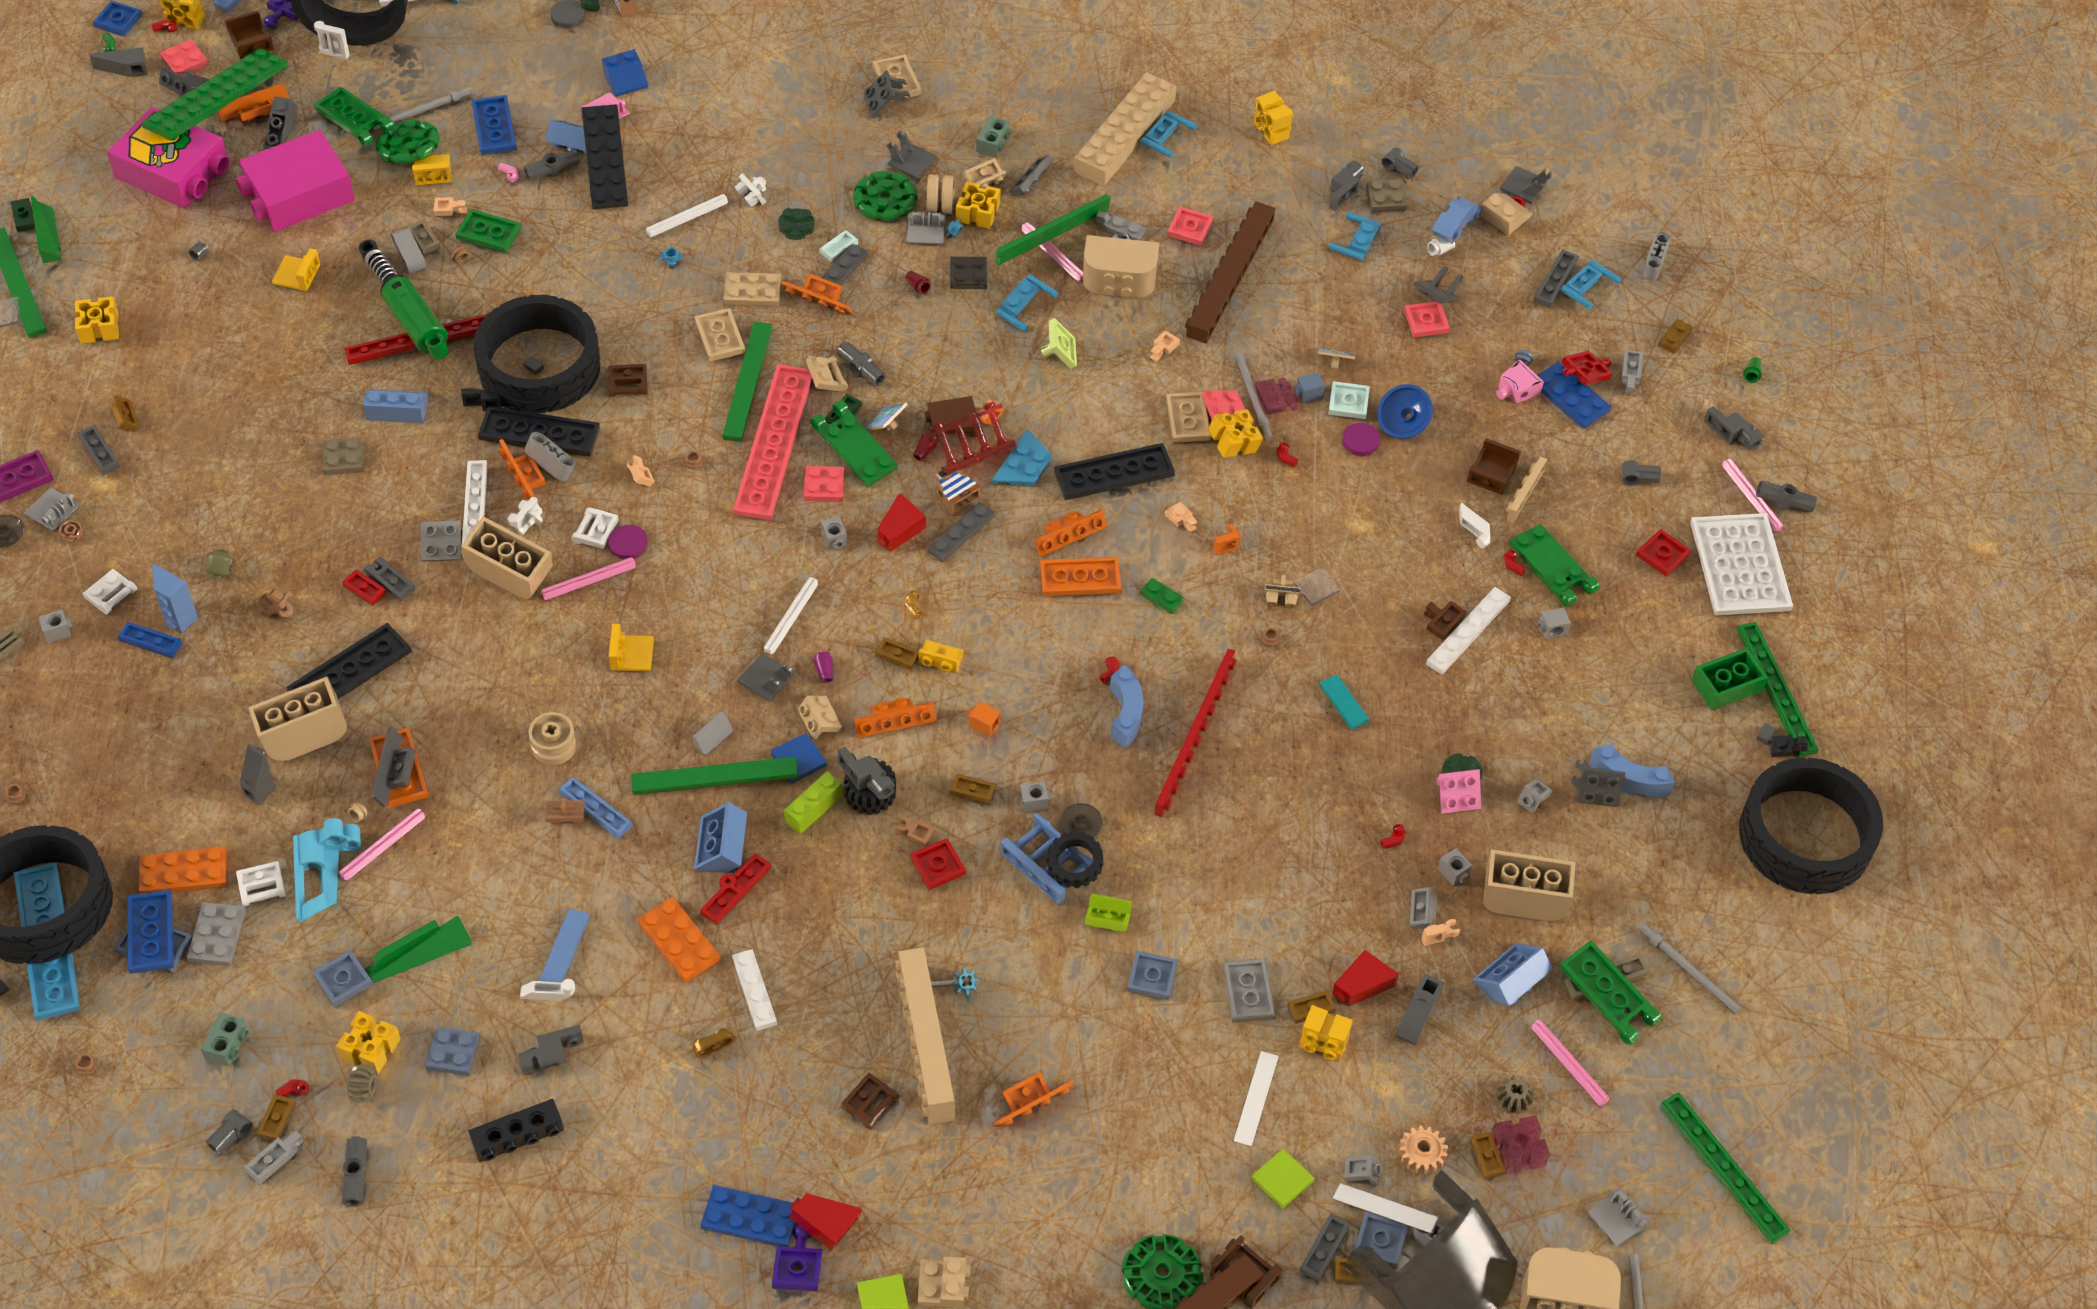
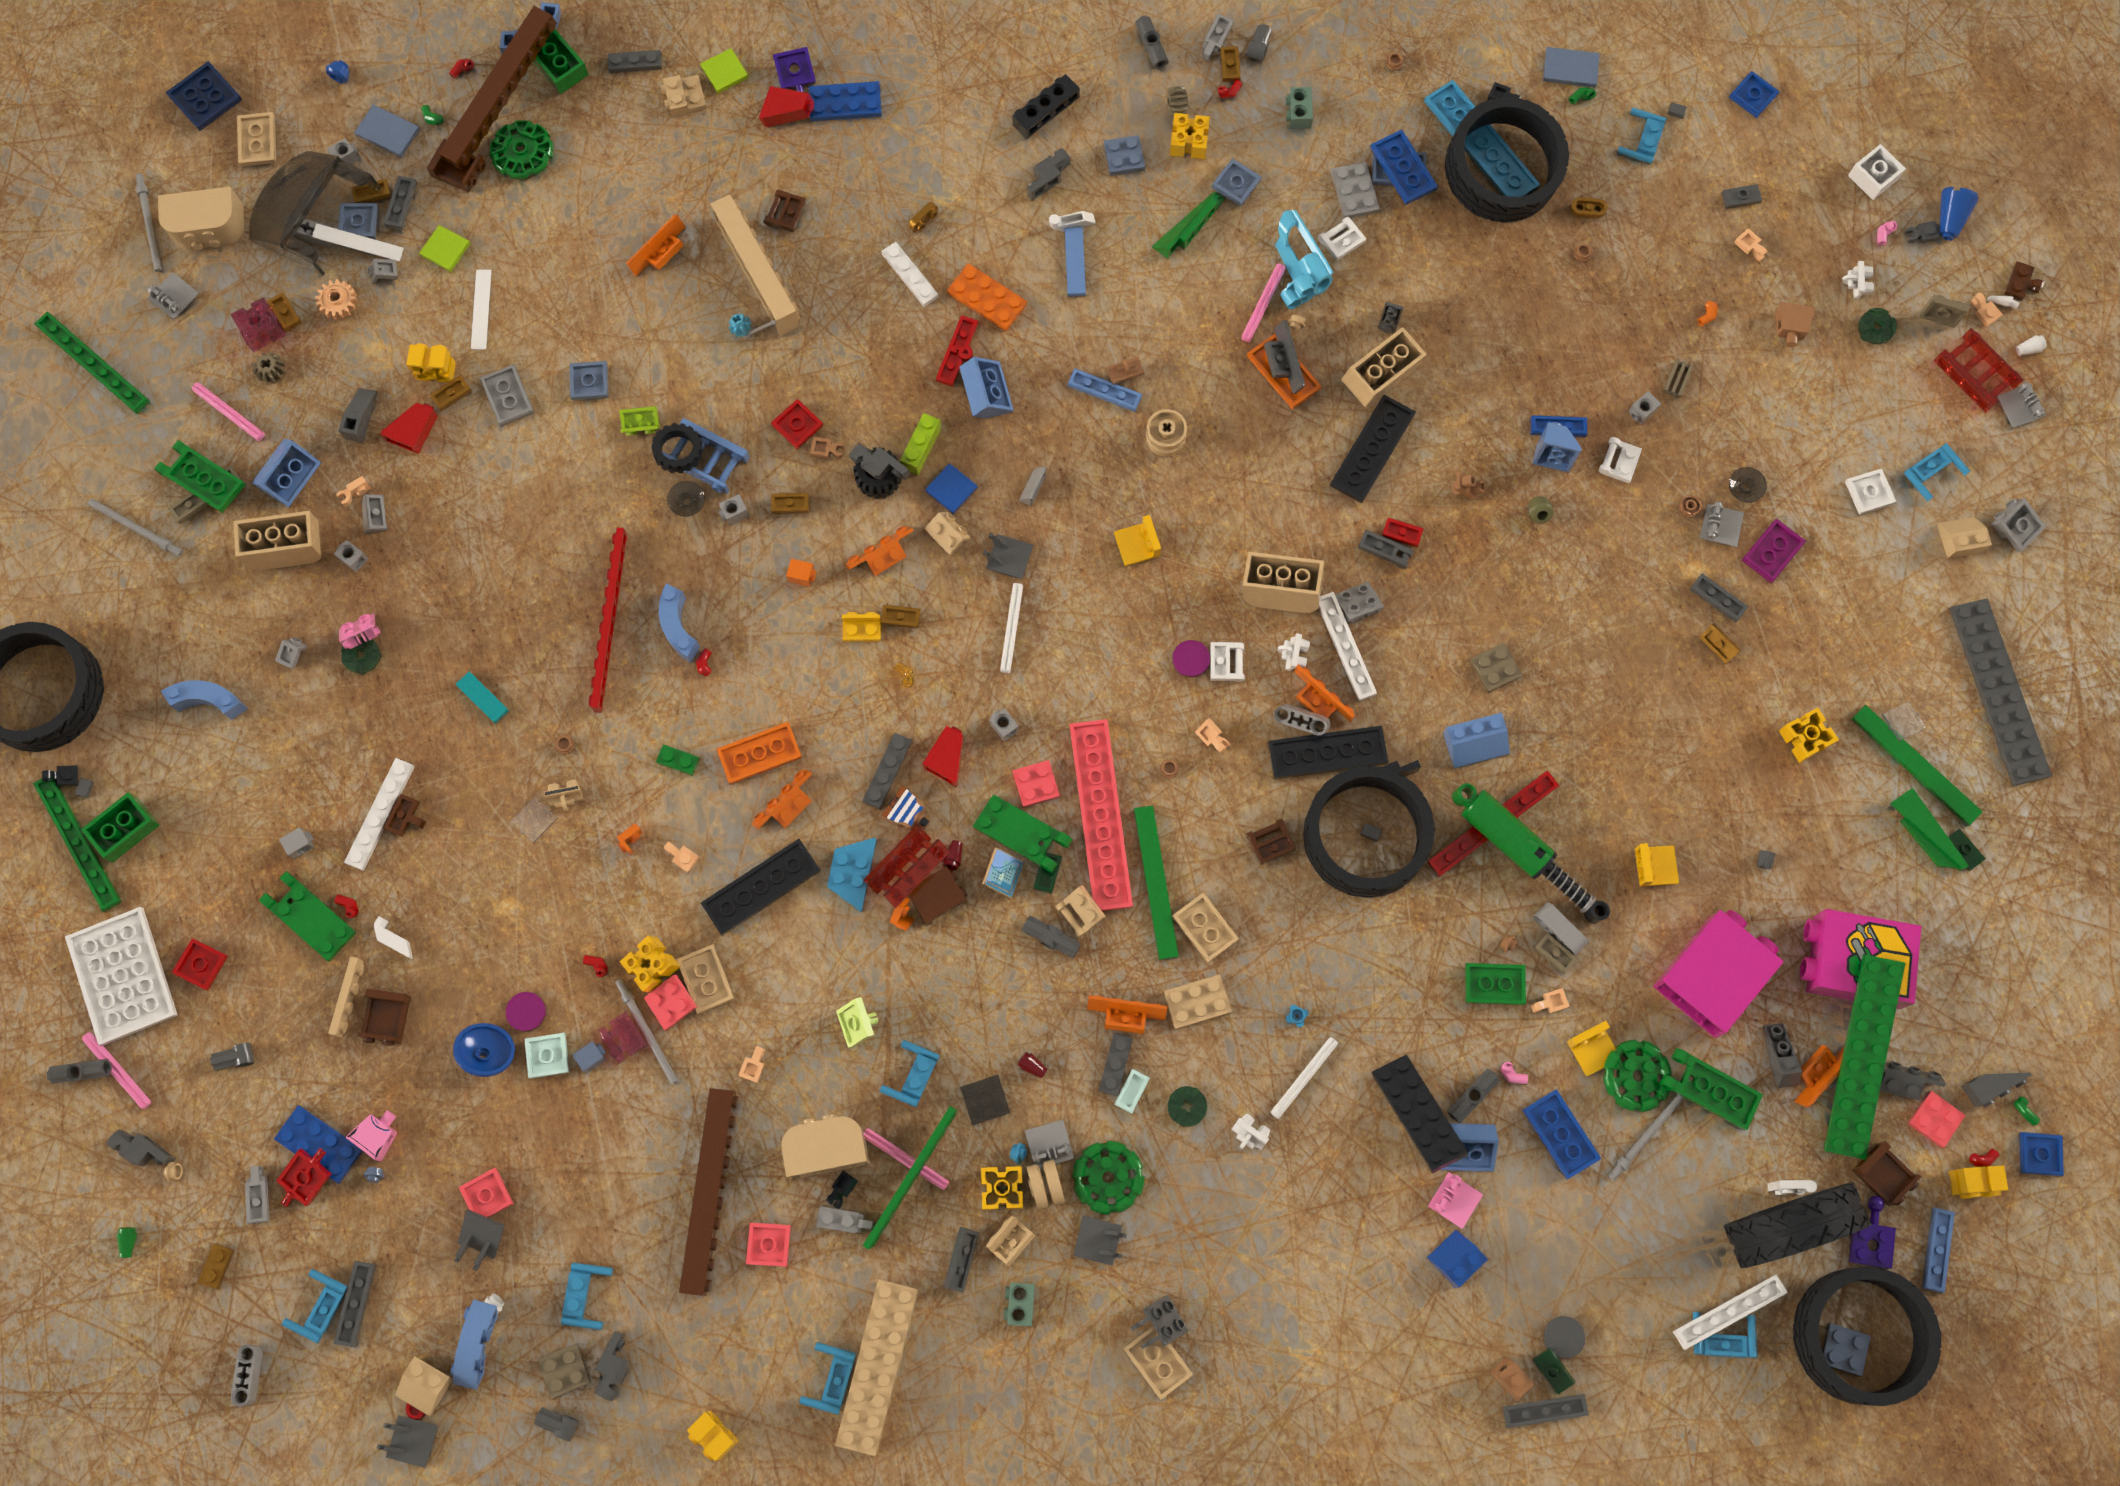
camera: 165 degrees right, 20 degrees up
(183, 870) = (1410, 232): orange plate -> none
(588, 578) = (1209, 608): bright pink axle -> none
(714, 775) = (1015, 445): green tile -> none
(824, 665) = (961, 582): magenta cone -> none
(1336, 354) = (570, 1108): tan piece -> none
(1396, 837) = (409, 571): red arm -> none
(1598, 785) = (241, 670): dark grey plate -> none

